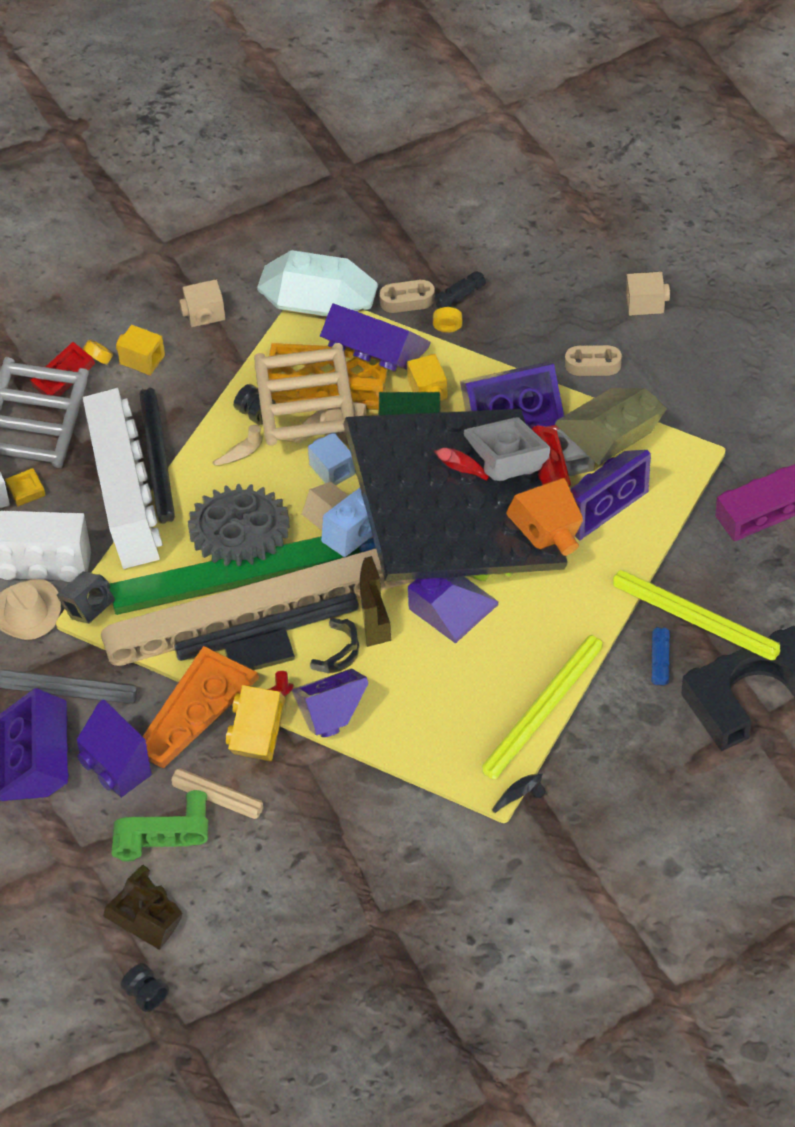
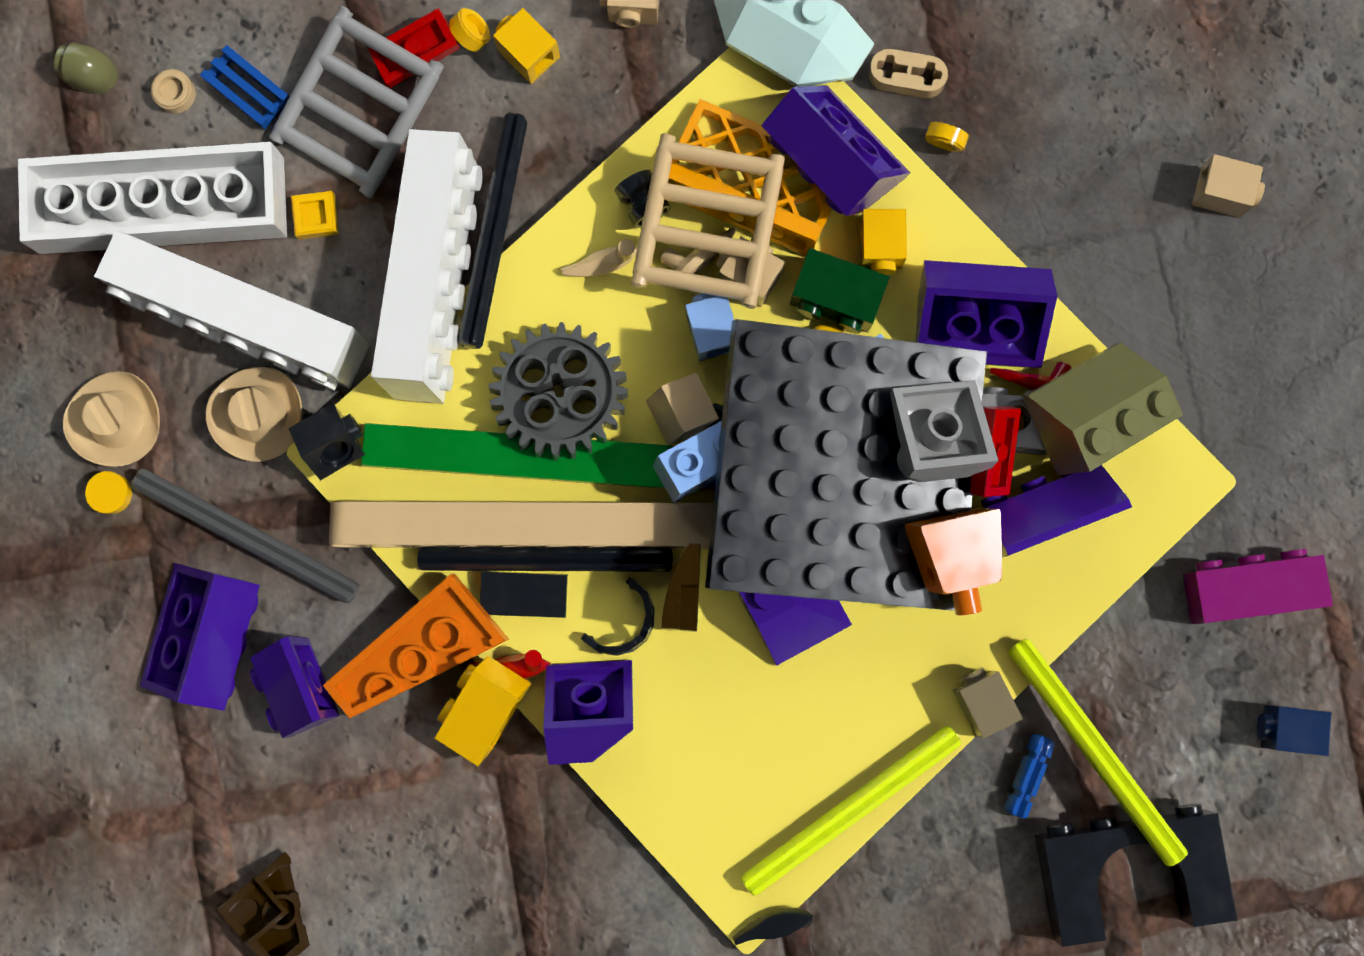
camera: 20 degrees right, 30 degrees up
(137, 832) = (282, 809): bright green beam -> none
(218, 793) = (407, 781): tan axle -> none
(460, 290) = (981, 89): black axle -> none
(460, 462) = (867, 433): red bar -> none
(593, 360) = (1120, 261): tan beam -> none
(609, 612) = (986, 702): none -> dark tan brick

